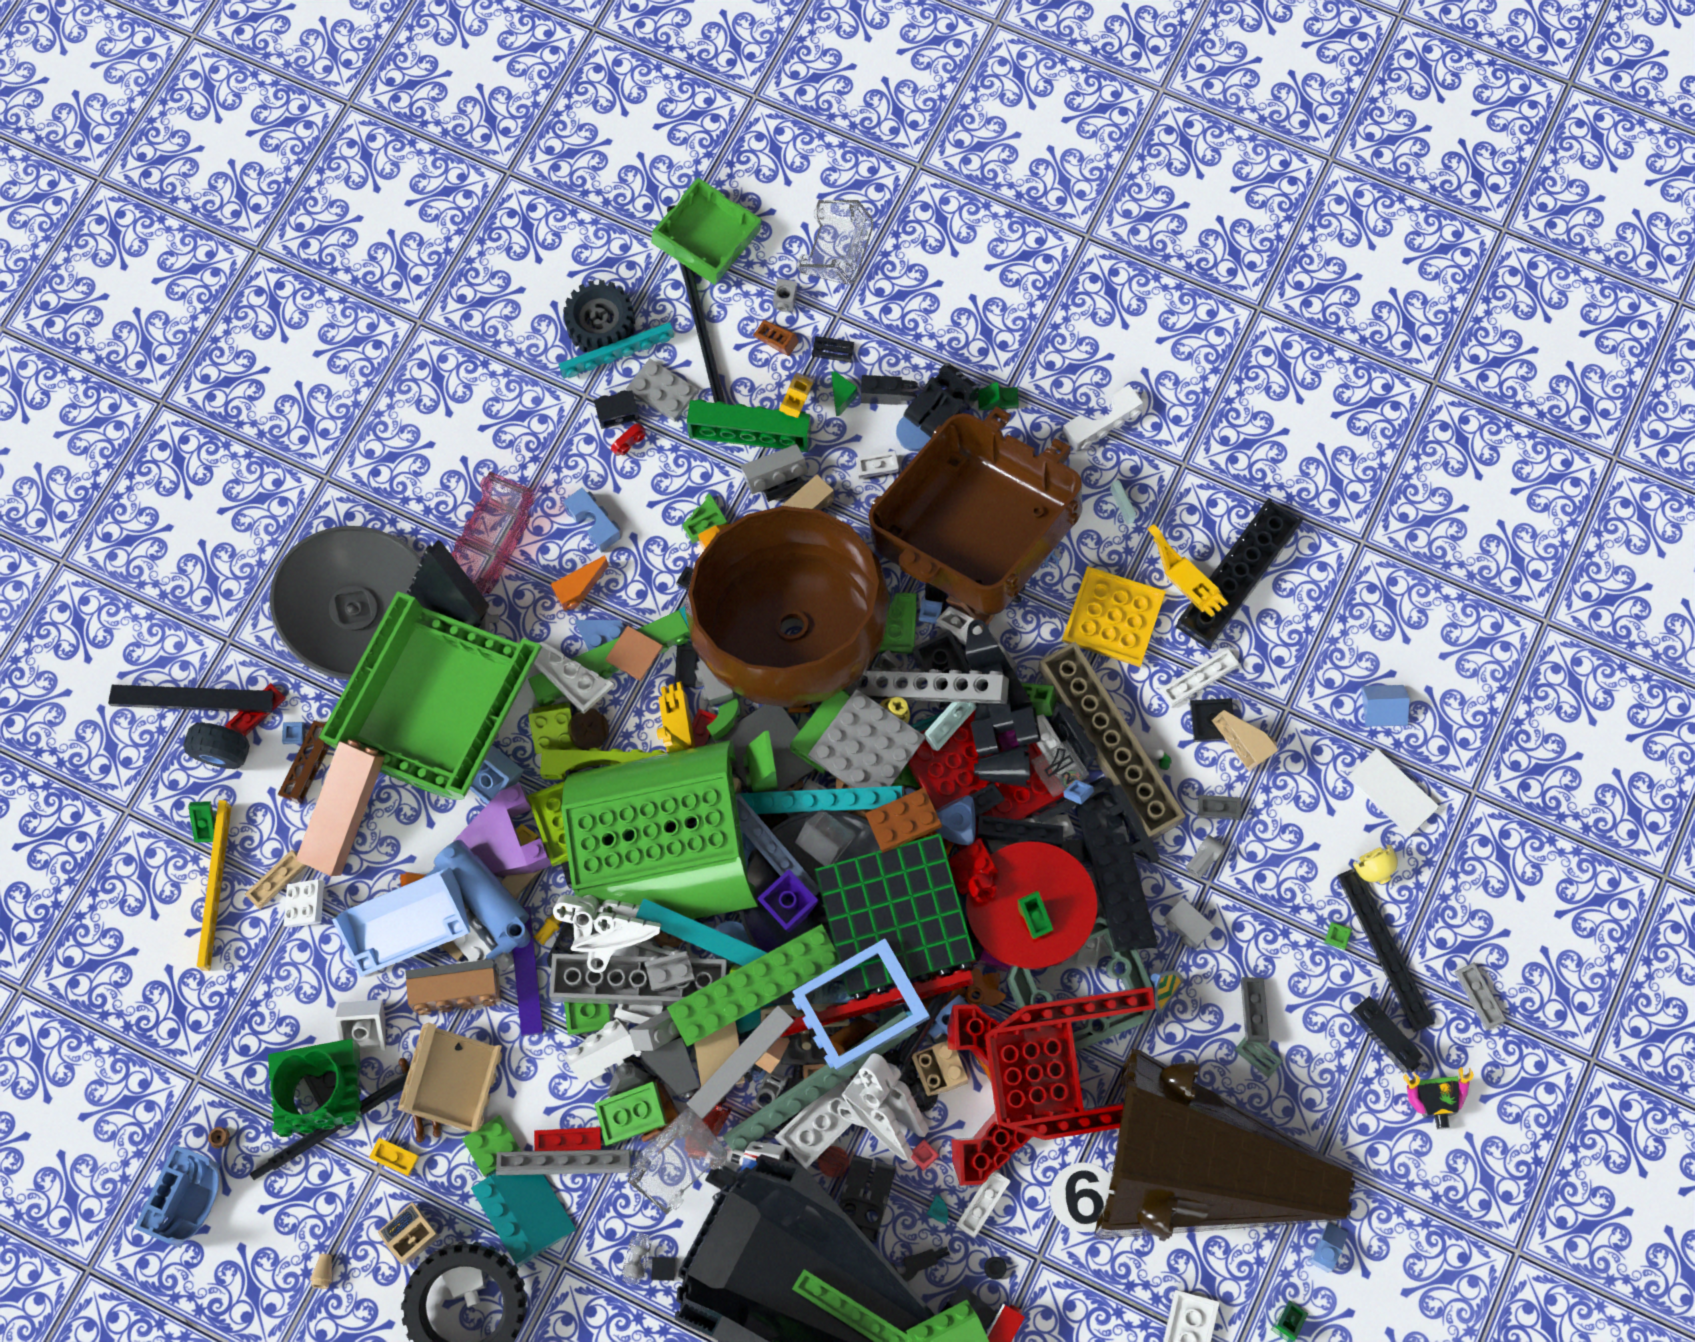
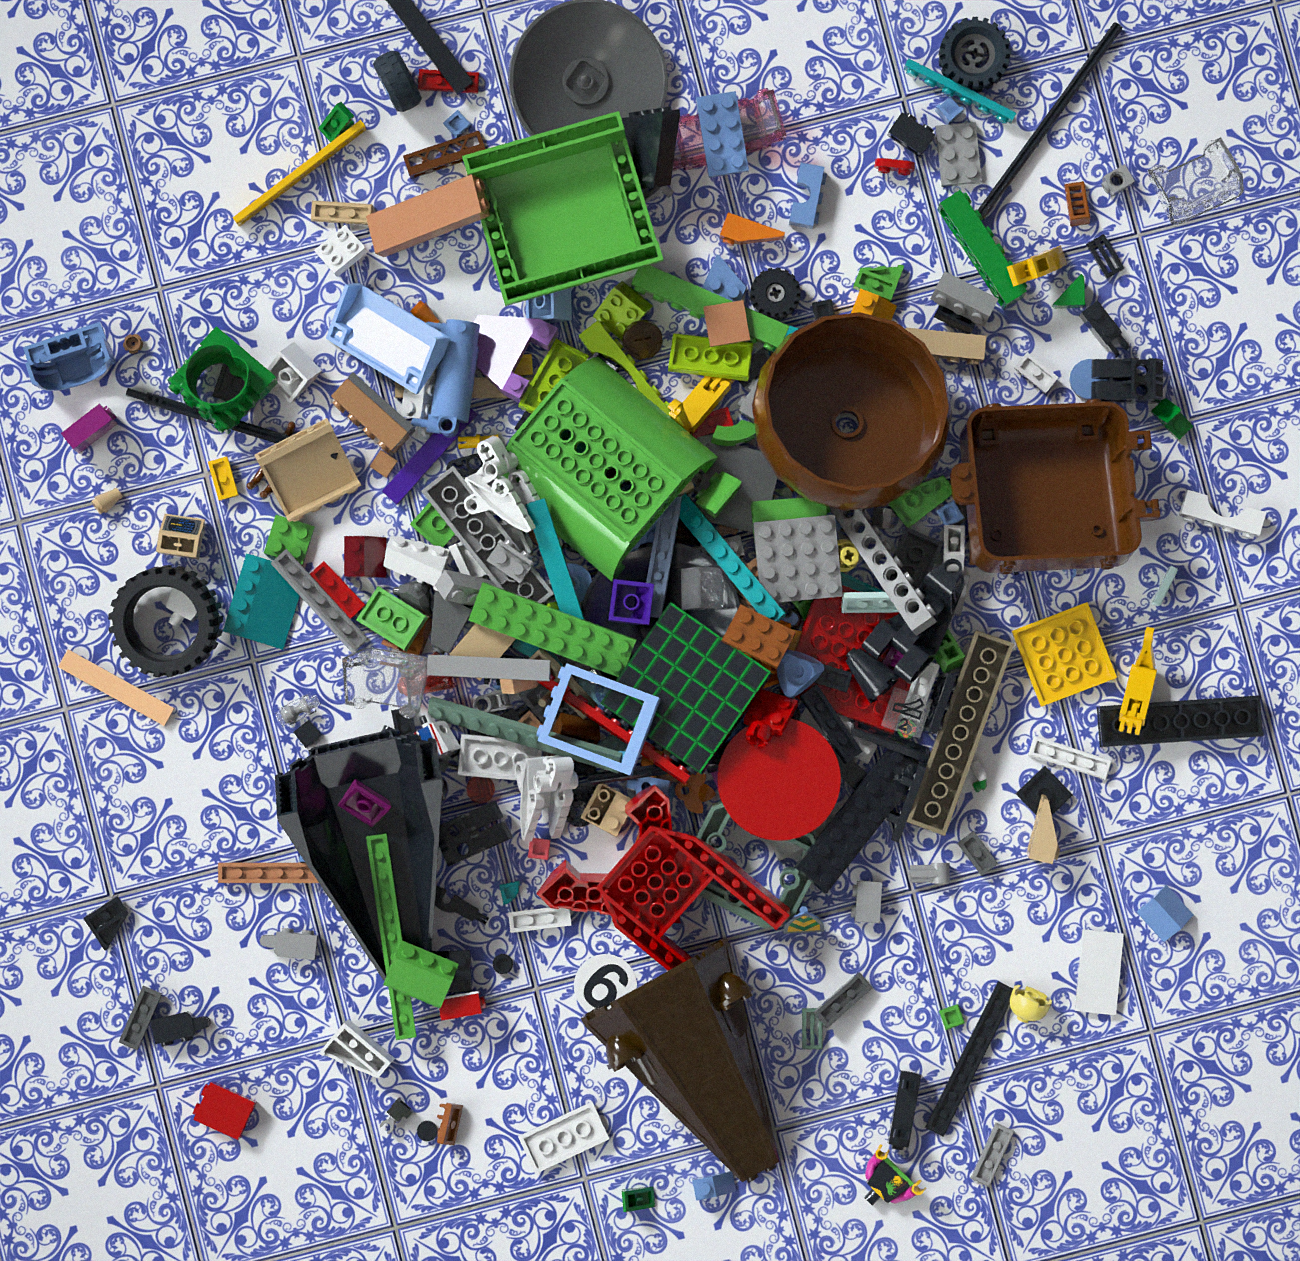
camera: 50 degrees right, 15 degrees up
(251, 1231) = (90, 428): none -> magenta brick
(488, 539) = (722, 134): none -> medium blue plate
(501, 1015) = (383, 464): none -> medium nougat tile
(561, 1094) = (364, 557): none -> dark red slope
(573, 680) = (668, 300): white wing -> none
(624, 370) = (949, 111): none -> medium blue panel
(630, 602) = (787, 299): none -> black bush
(642, 697) = (695, 356): none -> lime tile
(706, 231) = (1118, 73): bright green tile -> none
(763, 1265) = (364, 803): none -> magenta slope
(1035, 915) = (769, 789): green slope -> none
(1078, 791) = (897, 742): medium blue tile -> none

